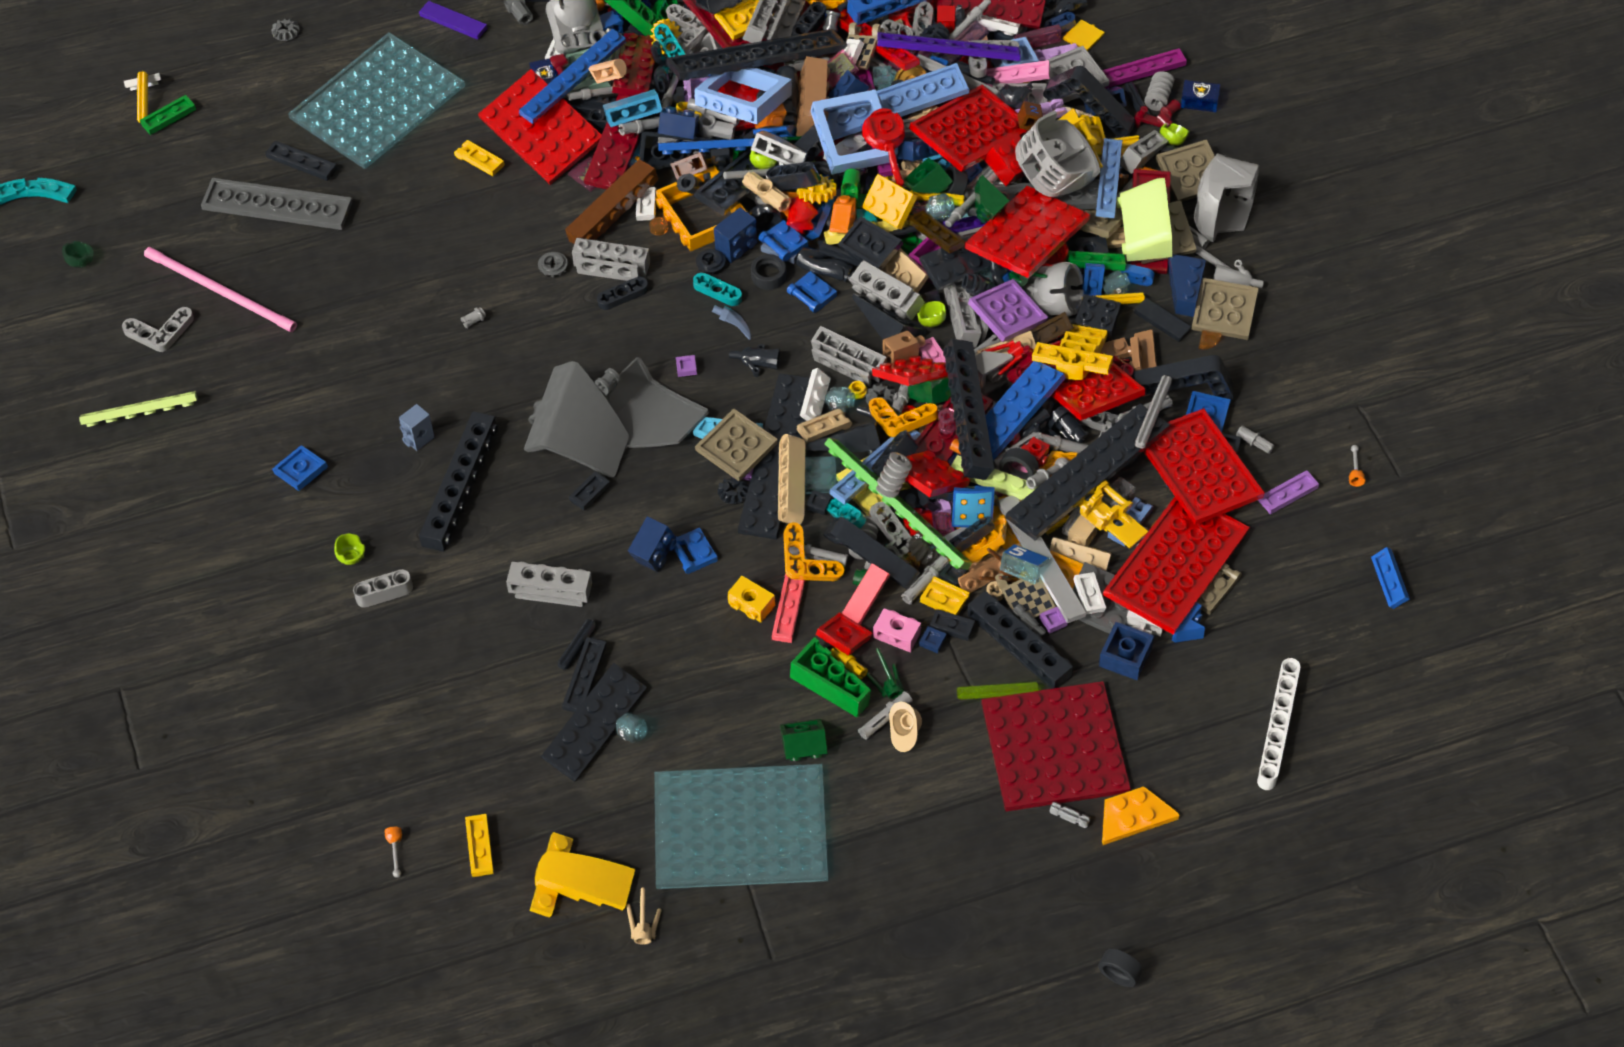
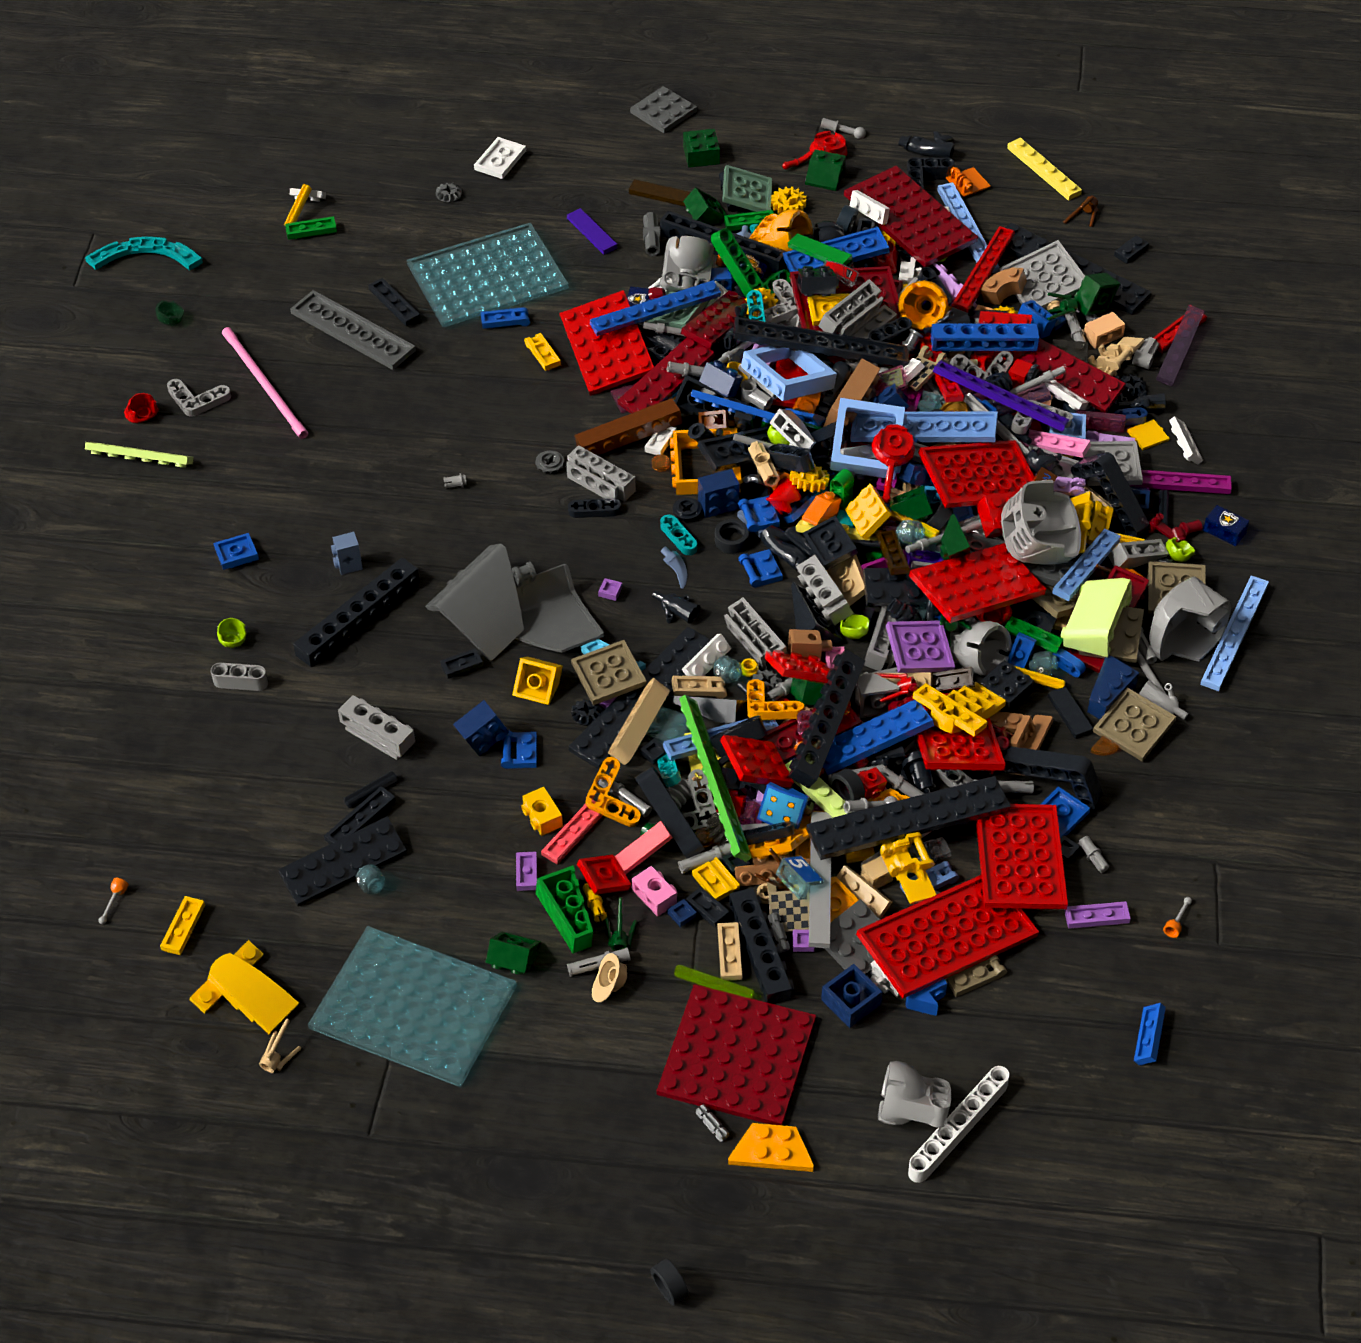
camera: 25 degrees right, 5 degrees down
(111, 362) = (141, 408): none -> red hair
(421, 137) = (505, 317): none -> blue plate
(608, 70) = (686, 313): light nougat brick -> none
(632, 108) = (687, 351): dark azure brick -> none
(671, 478) = (537, 680): none -> yellow slope
(770, 660) = (526, 871): none -> medium lavender plate
(893, 475) = (717, 748): light grey piece -> none
(995, 656) = (729, 951): none -> tan plate
(1089, 593) = (844, 928): white plate -> none
(1121, 30) = (1185, 440): none -> white plate
(1153, 412) = (999, 787): light grey axle -> none
(1159, 90) = (1188, 506): light grey piece -> none
(1232, 717) = (913, 1097): none -> light grey piece
(1263, 196) = (1234, 633): none -> light blue plate

